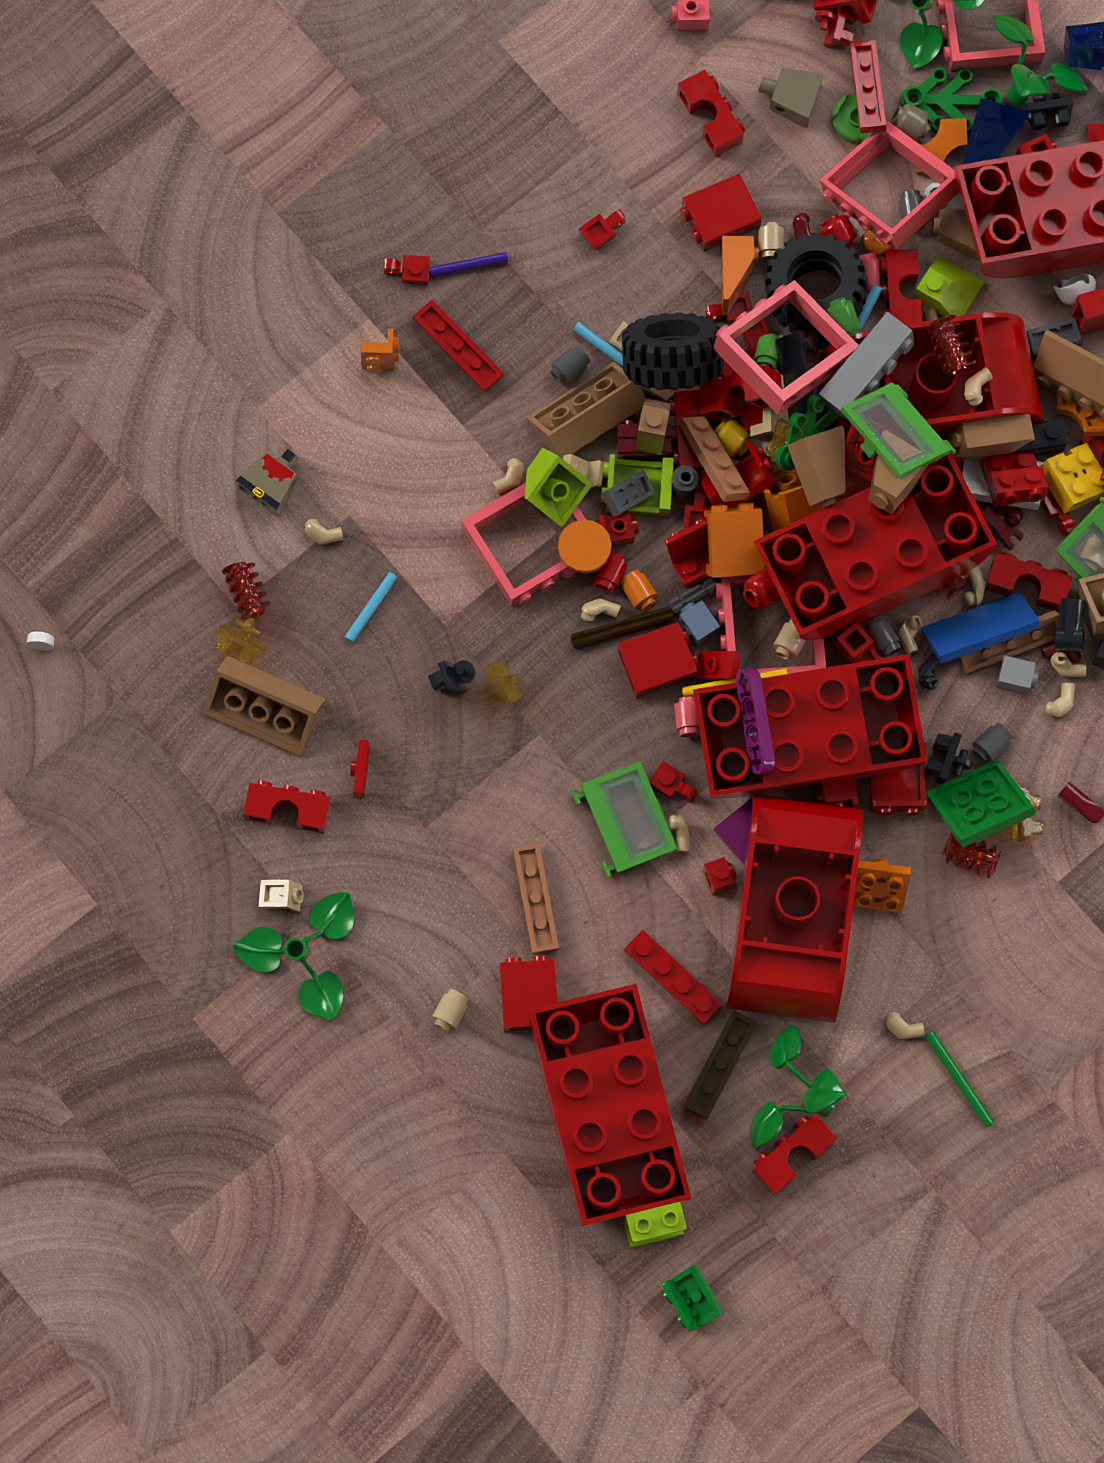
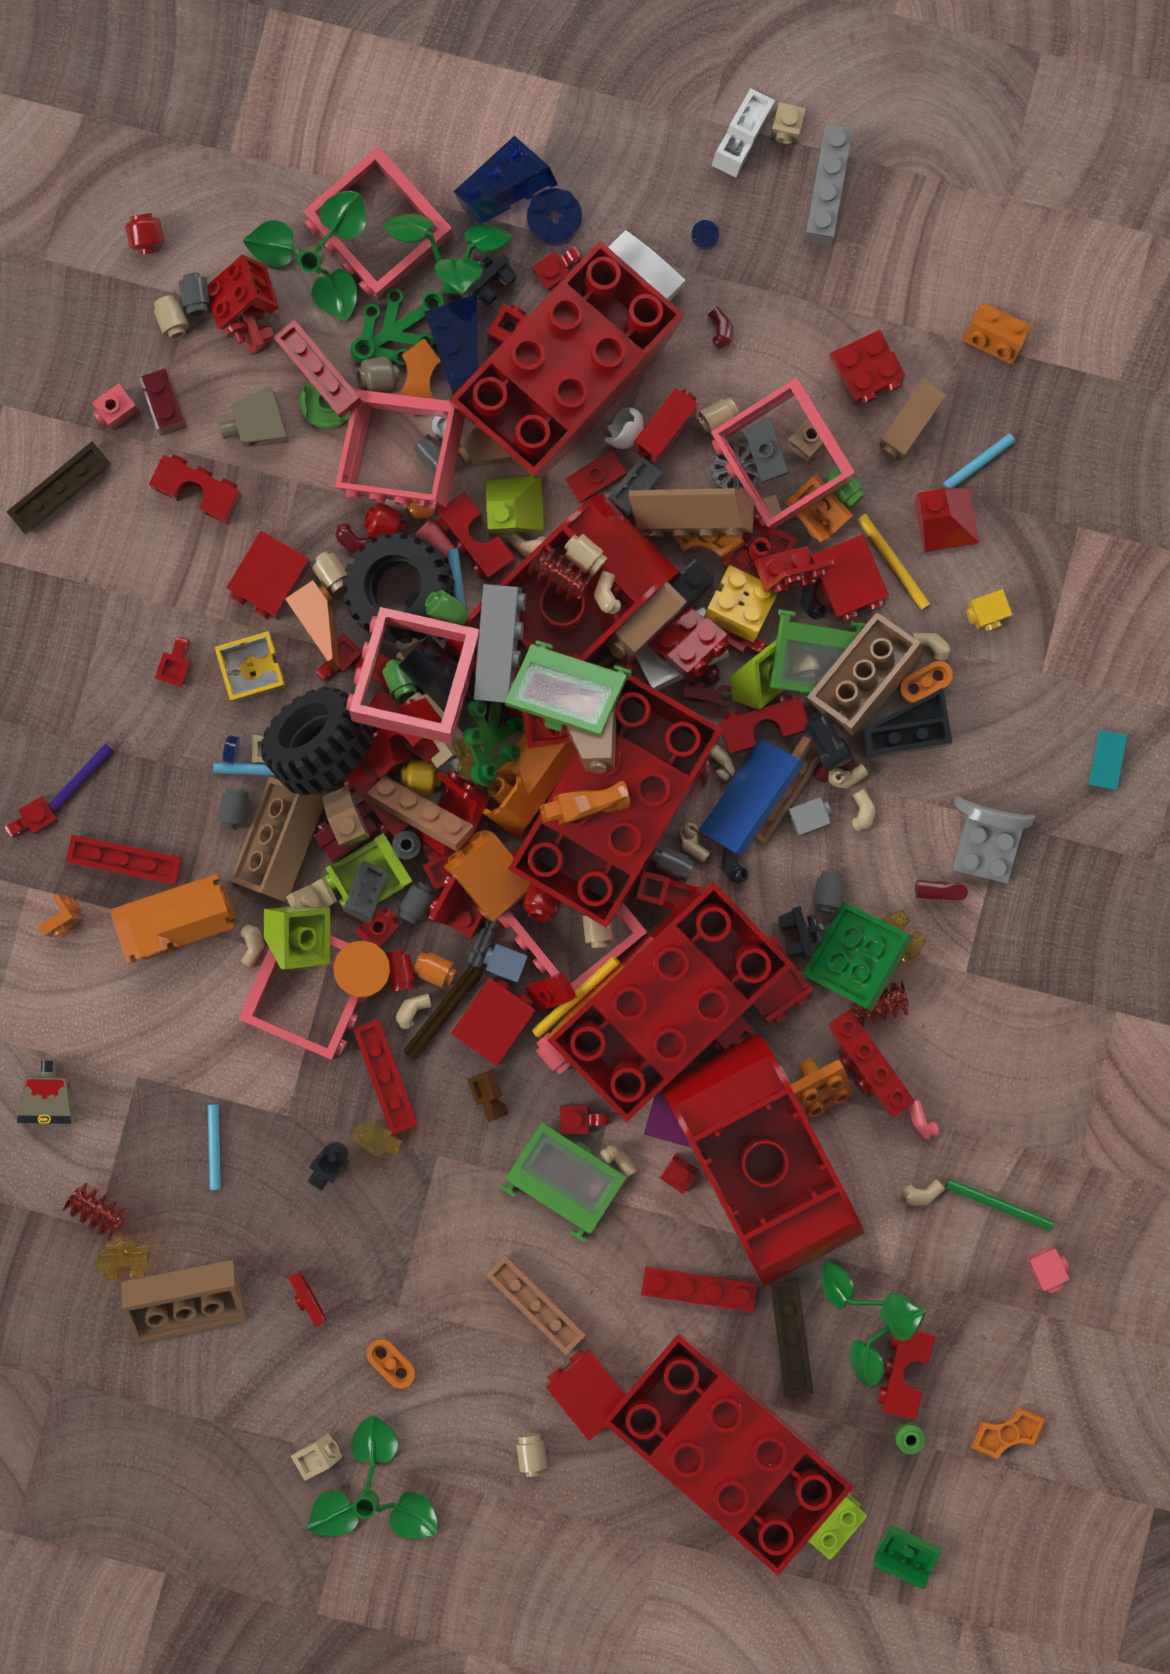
camera: 30 degrees left, 10 degrees up
(264, 800) = (289, 1364): red arch -> none
(320, 534) = (125, 1114): tan arm -> none
(390, 865) = (390, 1363): none -> orange plate
(465, 411) = (173, 917): none -> orange brick
(542, 644) = (385, 1076): none -> red plate
(599, 320) = (231, 749): none -> clear blue tile
(606, 42) = (58, 488): none -> dark brown plate
(613, 709) = (486, 1092): none -> reddish brown plate
(648, 262) = (237, 665): none -> piece
(659, 530) = (417, 903): none -> dark grey brick
(731, 33) = (163, 402): none -> dark red brick
(756, 1213) = (905, 1429): none -> bright green brick
(759, 749) = (621, 1034): magenta beam -> none
(821, 465) = (520, 761): medium nougat slope -> none
(845, 520) = (584, 803): none -> orange hips
(854, 1265) = (996, 1437): none -> orange tile
(930, 893) = (869, 1065): none -> red bracket
(940, 968) = (919, 1121): none -> coral arm
(964, 1154) = (1049, 1269): none -> coral brick
(981, 345) = (585, 554): none -> tan brick
(1031, 309) = (595, 476): none -> red plate
(1044, 537) = (752, 681): none -> lime slope

